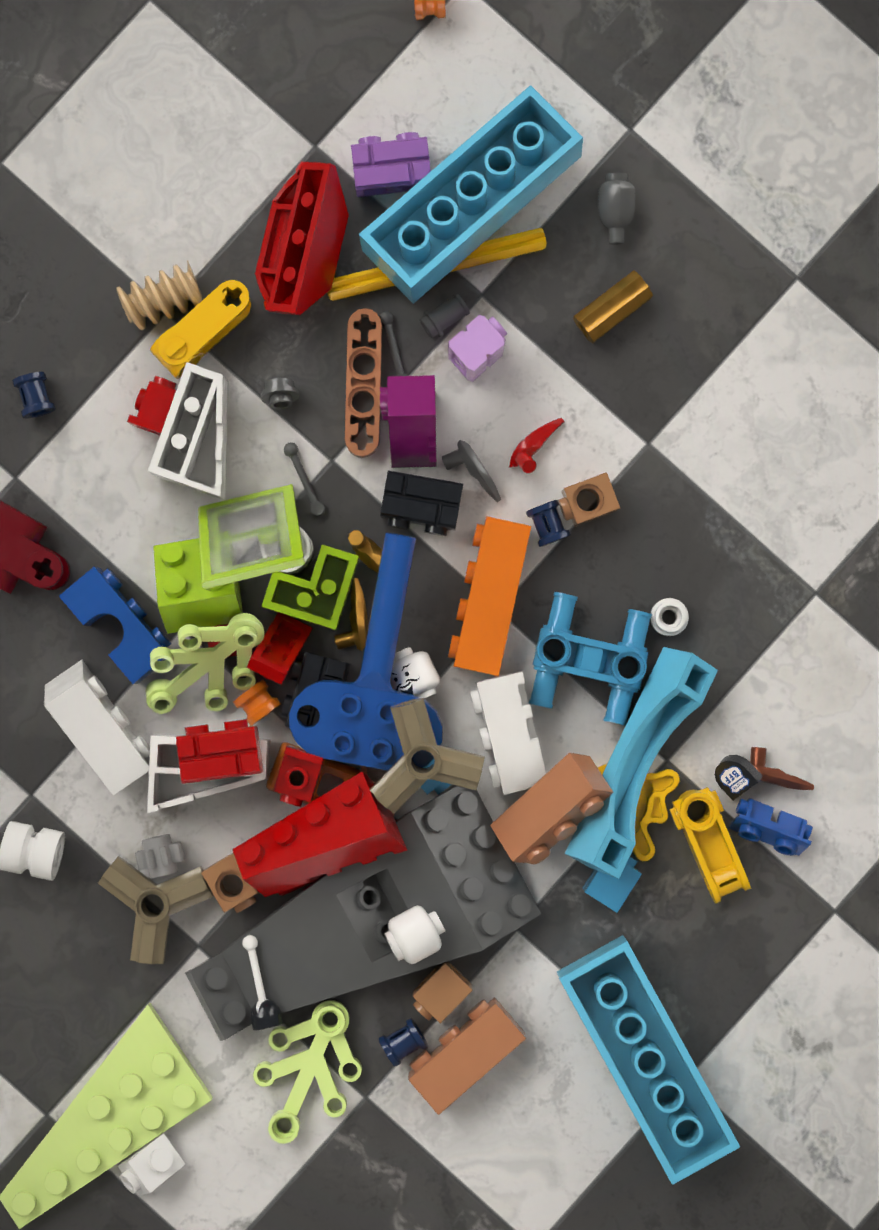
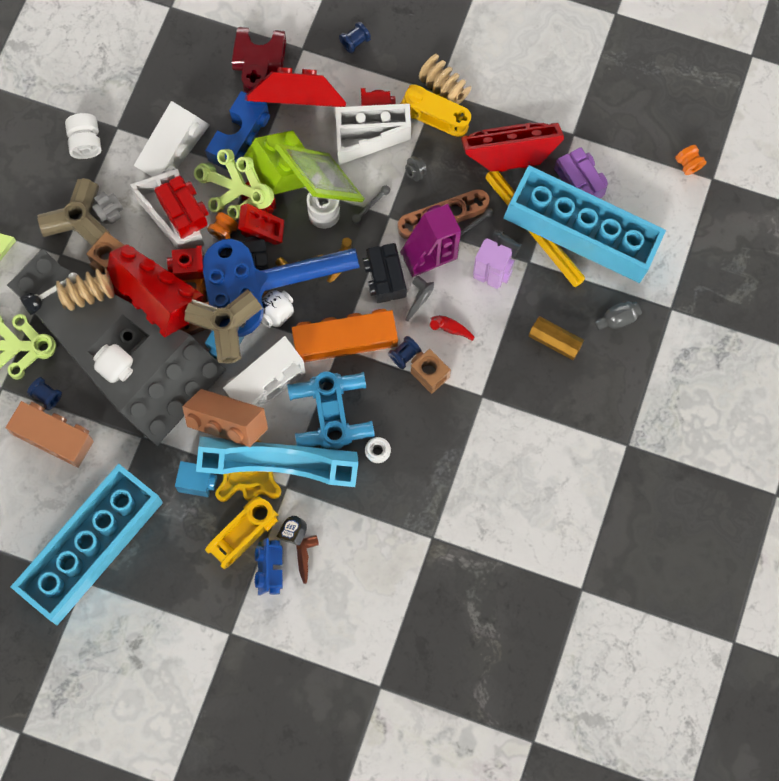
camera: 70 degrees right, 15 degrees down
(96, 519) = (296, 89): none -> red wedge
(284, 933) = (85, 290): none -> tan piece
(319, 599) = (305, 236): lime brick -> none
(441, 992) = (85, 403): medium nougat brick -> none

